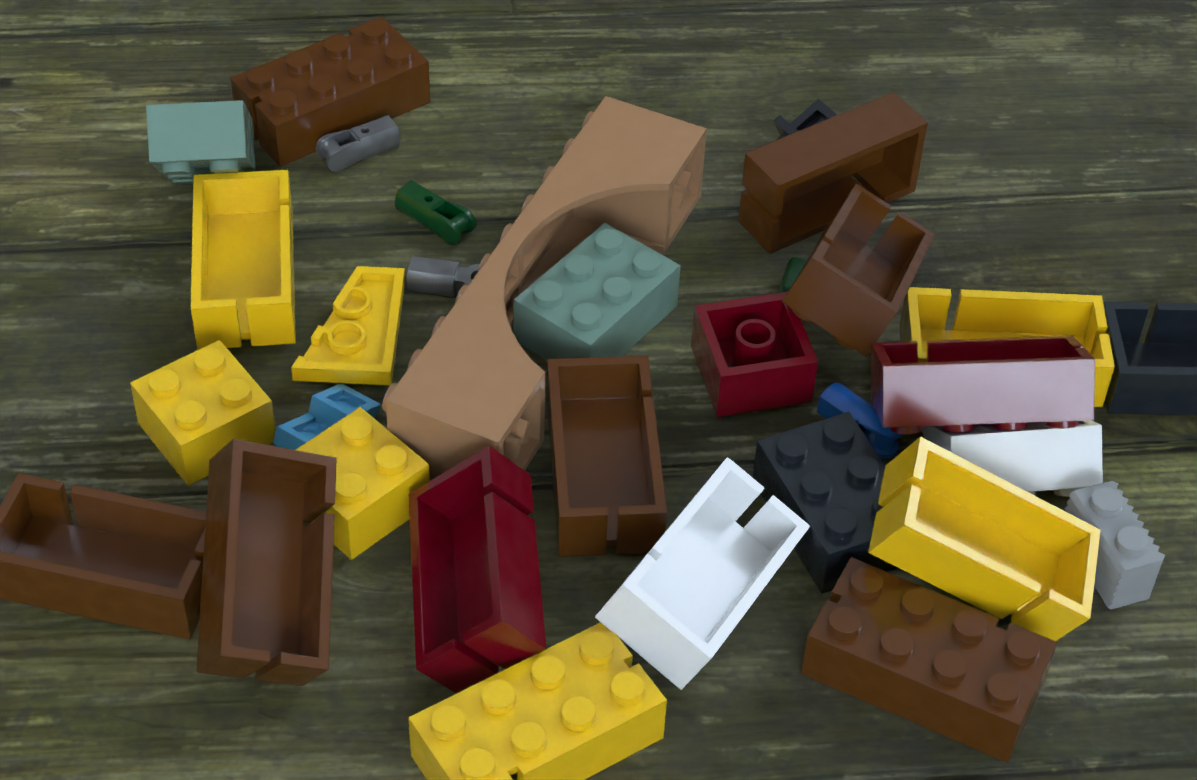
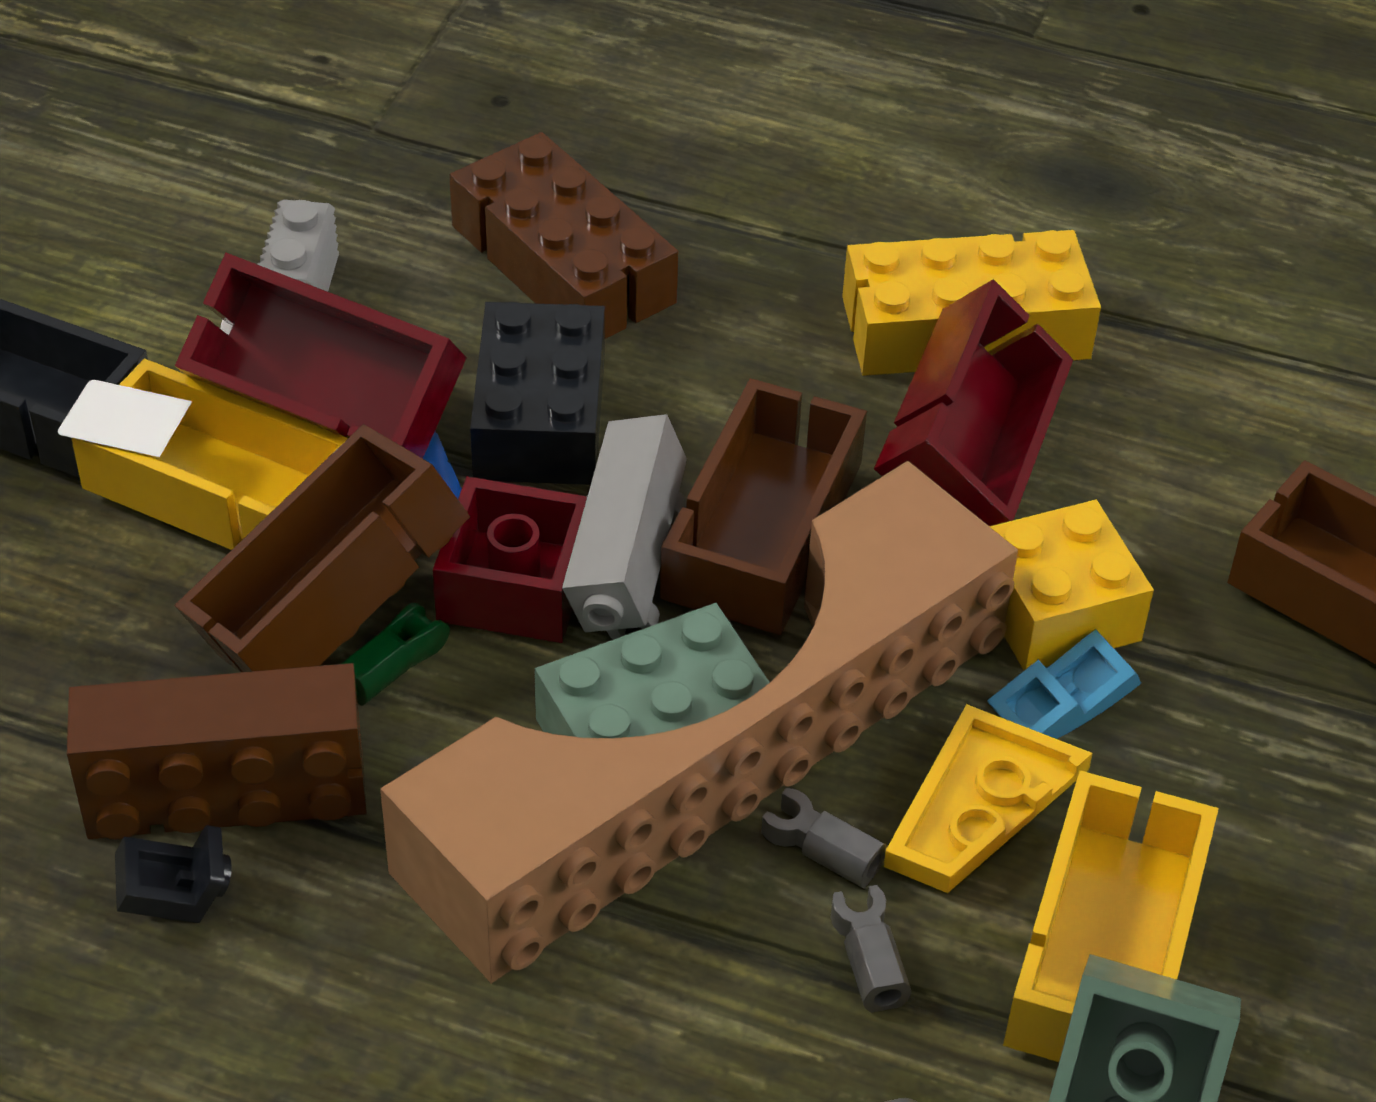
camera: 155 degrees left, 0 degrees up
(200, 407) = (1223, 730): yellow brick -> none
(262, 571) = (1186, 470): reddish brown piece -> none
(390, 229) = (872, 952): none -> flat silver bar
(434, 212) = (795, 960): dark green bar -> none
(688, 383) = (624, 526): none -> light grey brick
(702, 575) = (741, 324): white piece -> none
(985, 540) = (453, 245): yellow piece -> none
(1082, 315) = (124, 418): none -> white sticker

